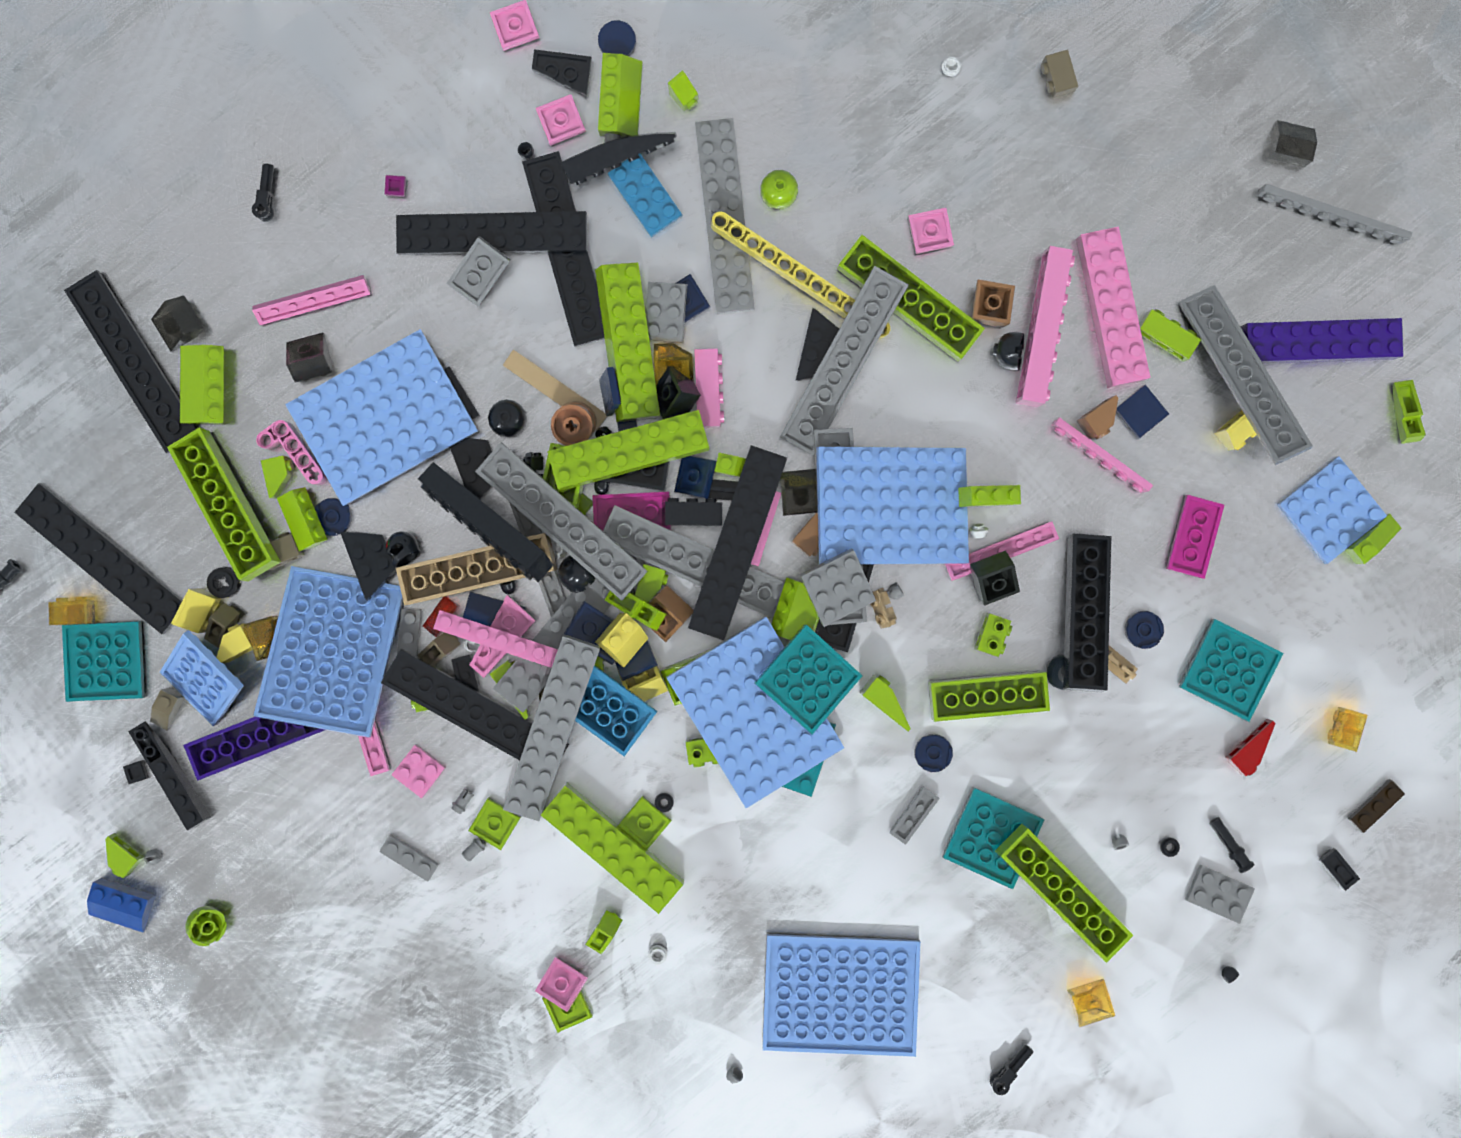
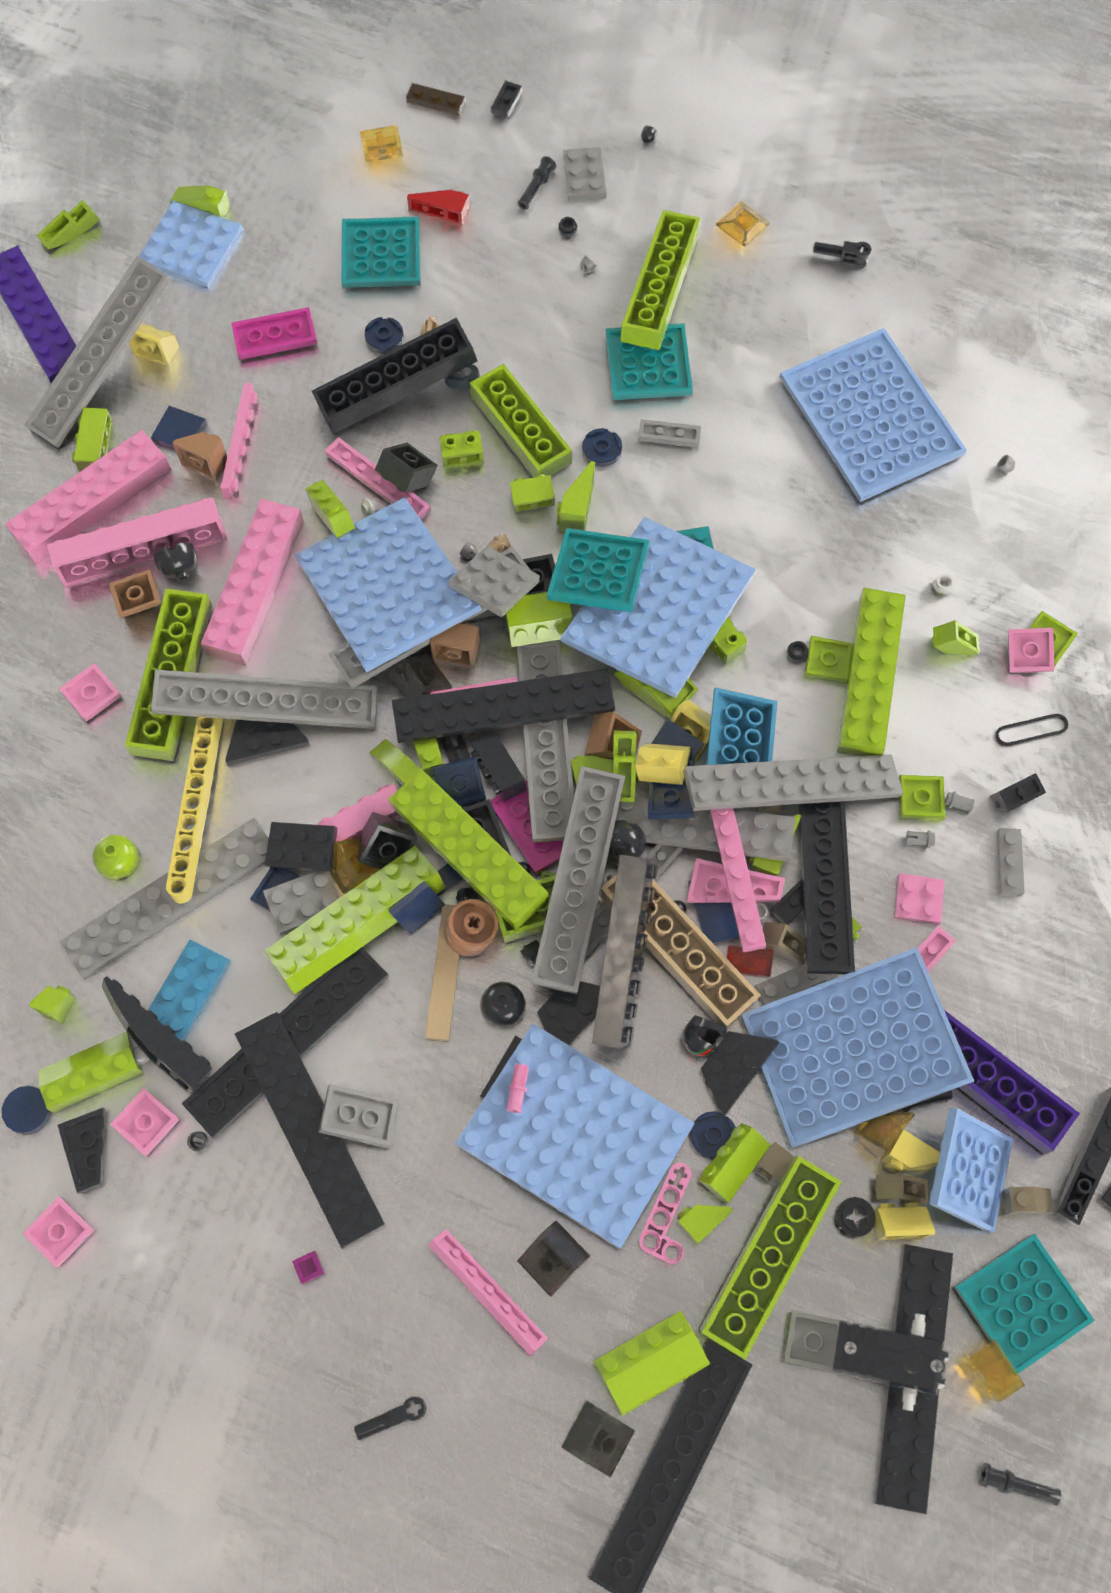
camera: 120 degrees left, 20 degrees down
(125, 534) = (870, 1353): none -> black piece
(431, 392) = (517, 1088): none -> bright pink axle
(455, 897) = (1019, 793): none -> black hinge
(509, 947) = (1029, 721): none -> black piece
(706, 330) = (301, 846): none -> black plate
(736, 438) = (394, 761): none -> lime slope
(917, 669) = (532, 493): none -> lime brick
(960, 404) = (252, 582): none -> bright pink brick

